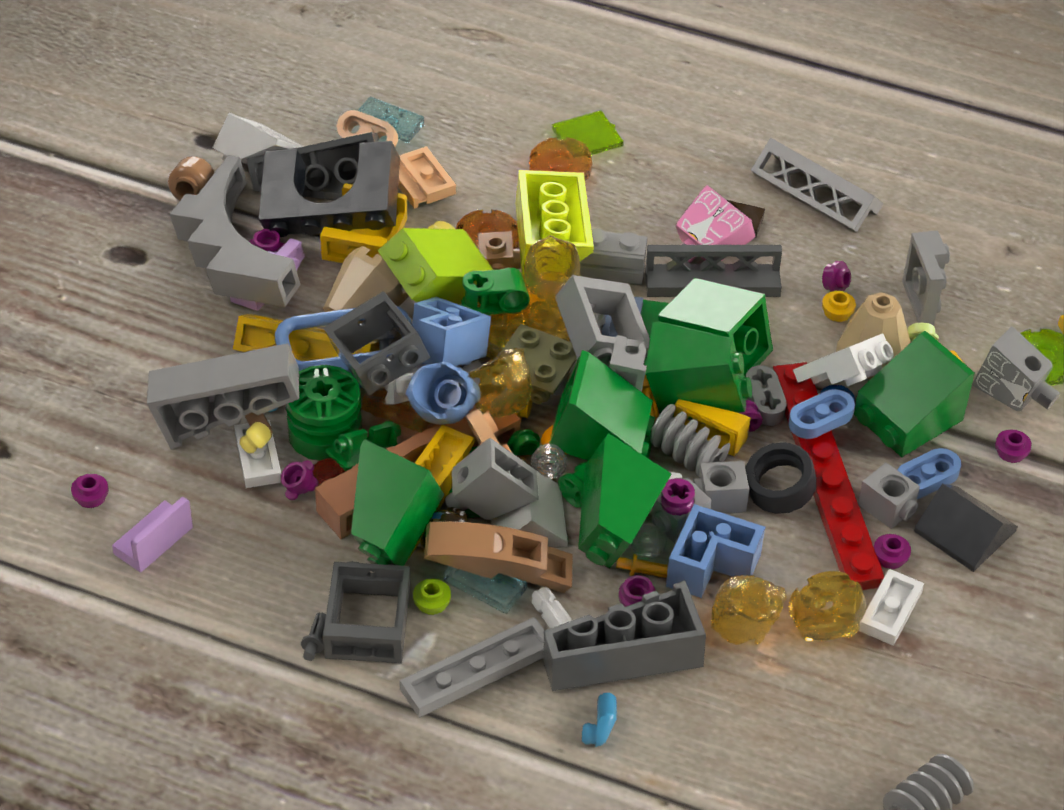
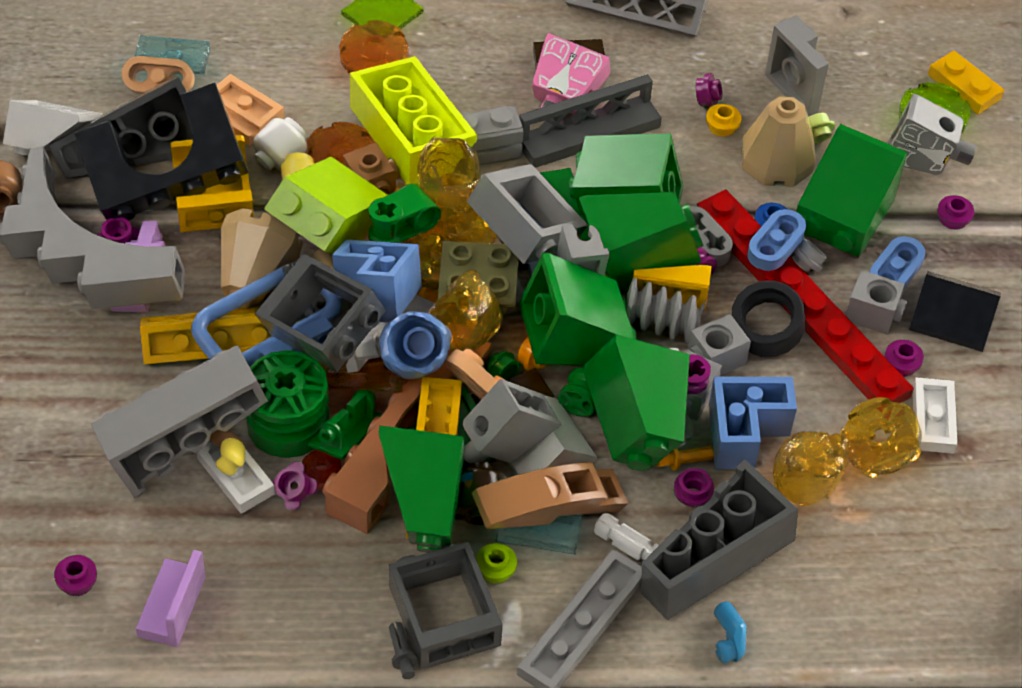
camera: 25 degrees left, 5 degrees up
(436, 207) = (277, 141): none -> white head
(549, 454) = (543, 377): clear plate -> none
(849, 364) = (777, 178): white plate -> none
(850, 439) = (809, 256): none -> light grey plate

